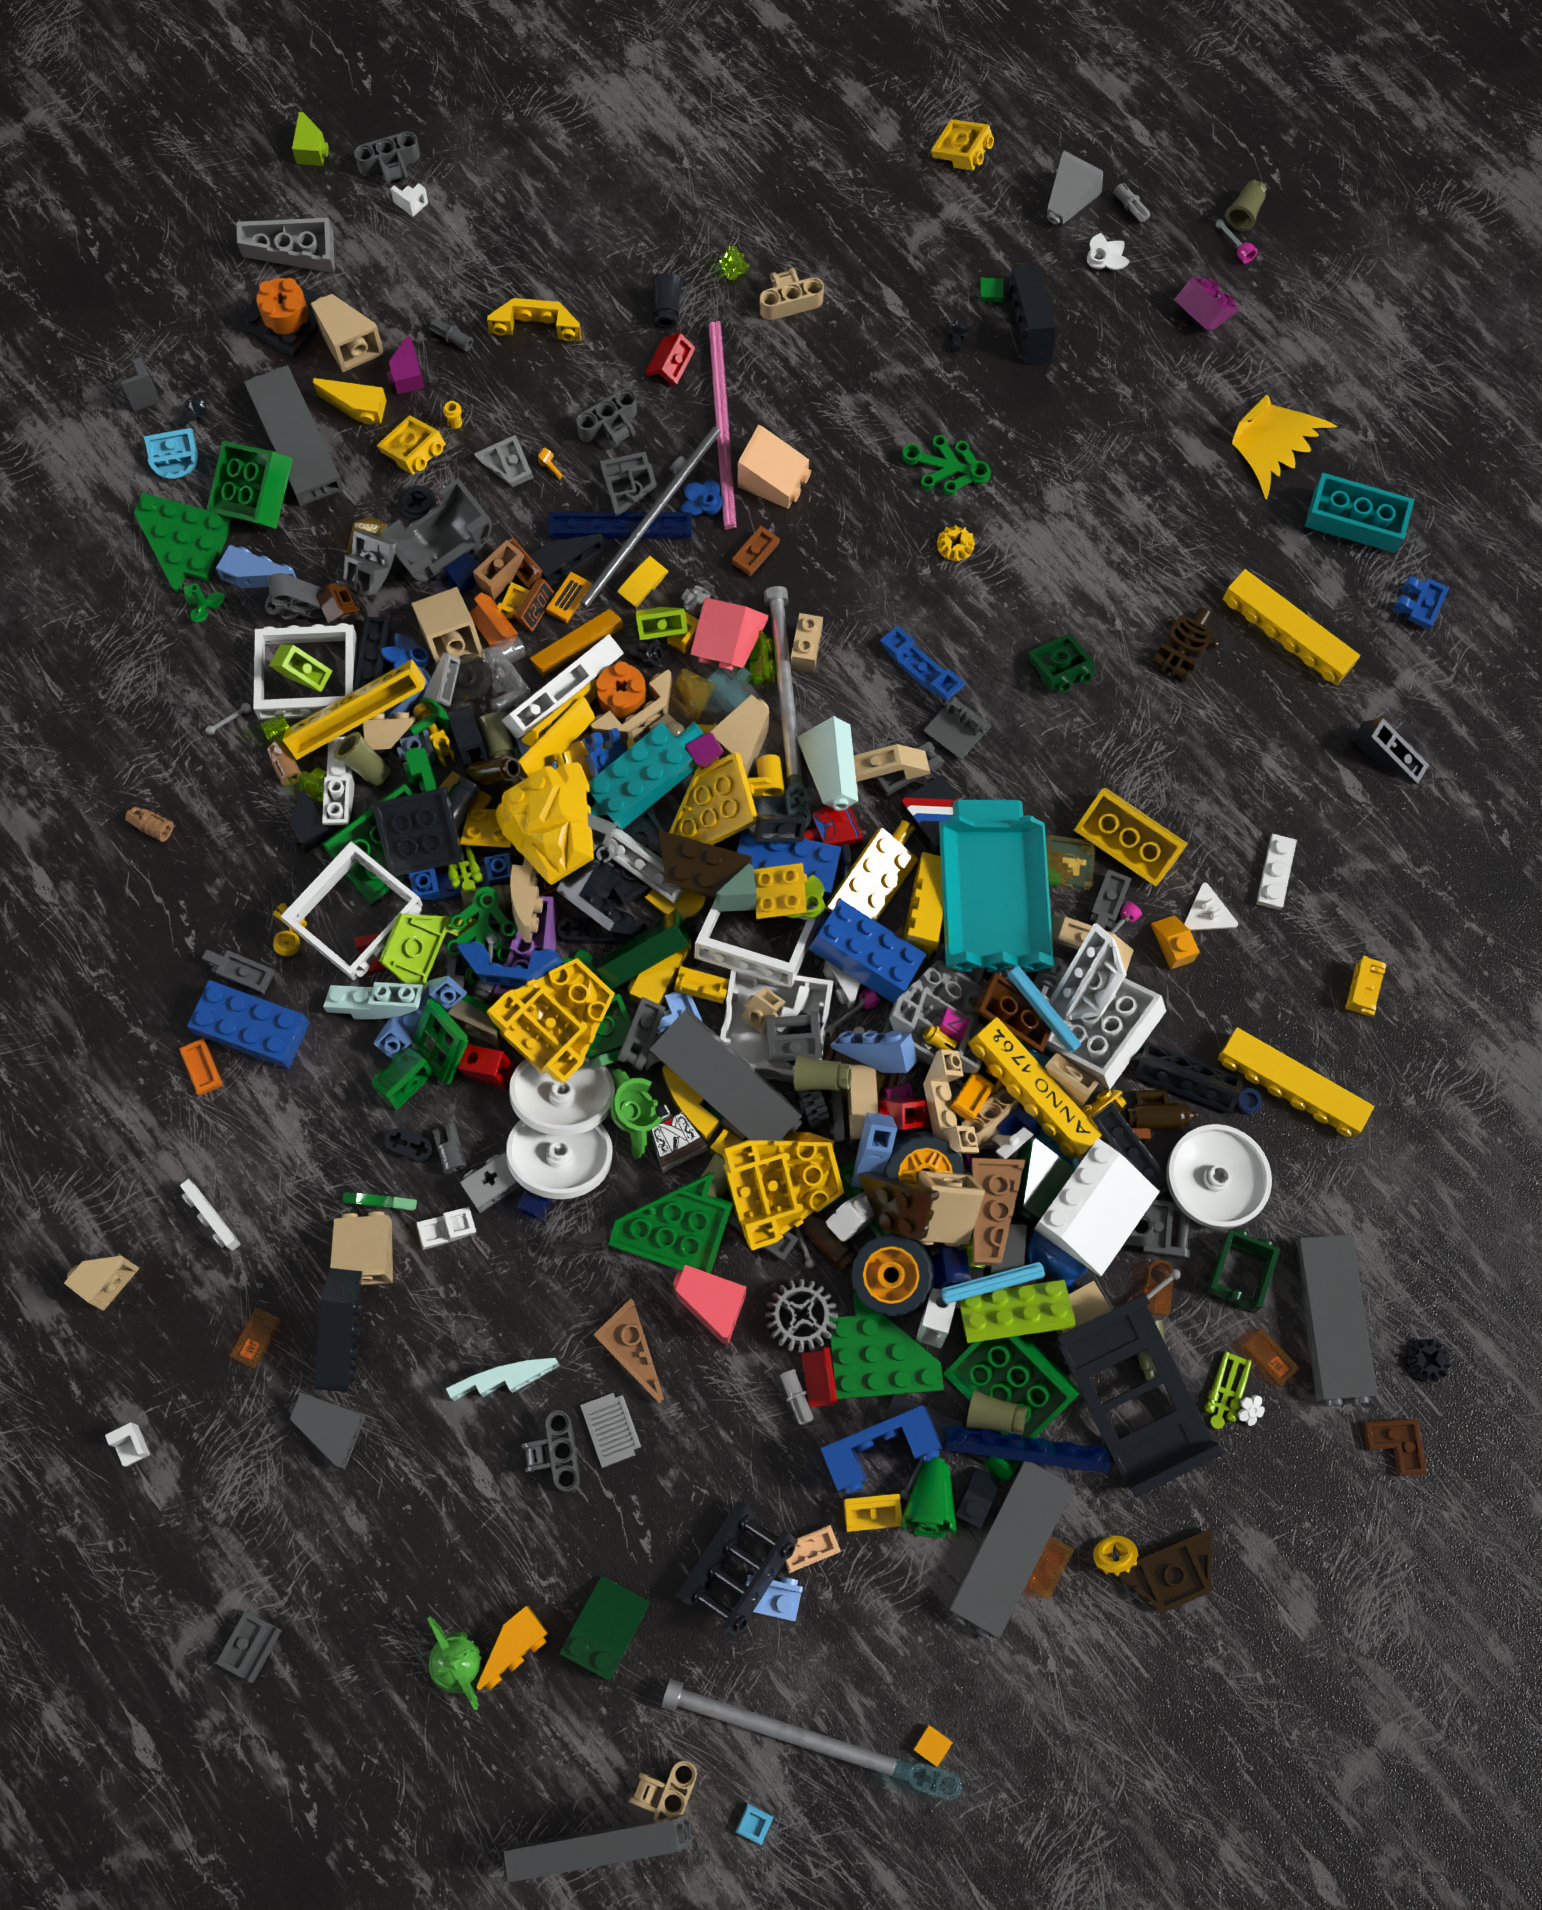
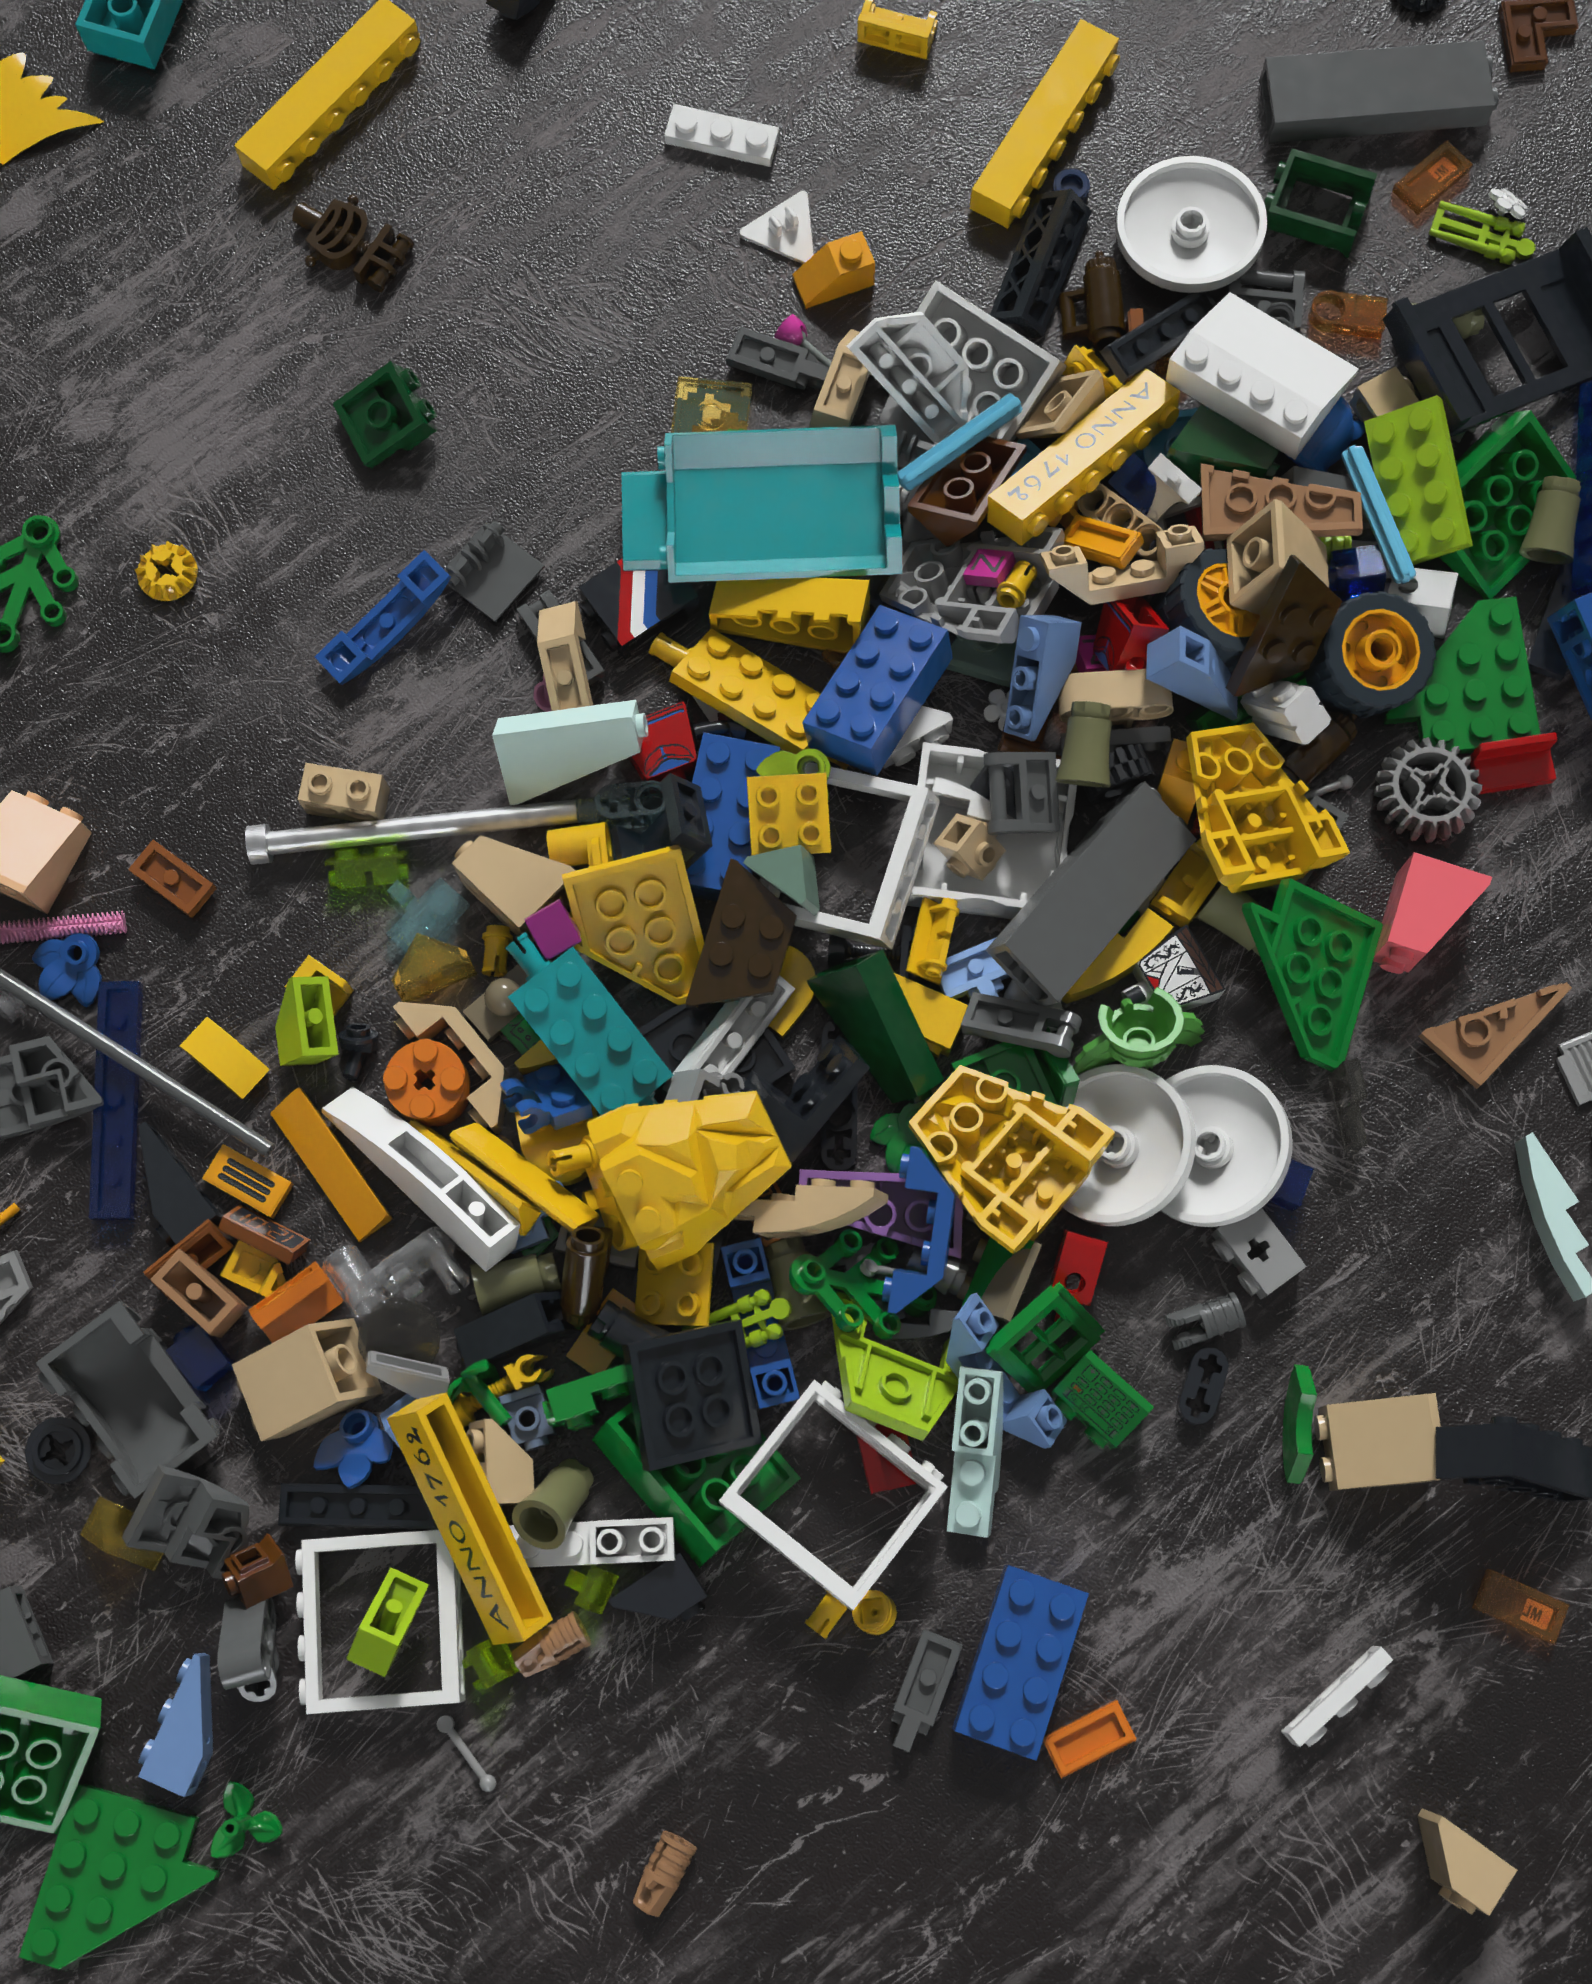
camera: 85 degrees left, 5 degrees up
(446, 1228) = (1329, 1320): white slope -> none
(694, 599) = (263, 968): light grey gear -> none
(726, 633) = (330, 915): coral slope -> none
(796, 1397) = (1542, 797): light grey axle -> none
(867, 1000) = (943, 699): hinge -> none
(1130, 836) = (674, 323): yellow slope -> none
(1174, 1274) = (1374, 332): light grey hinge -> none

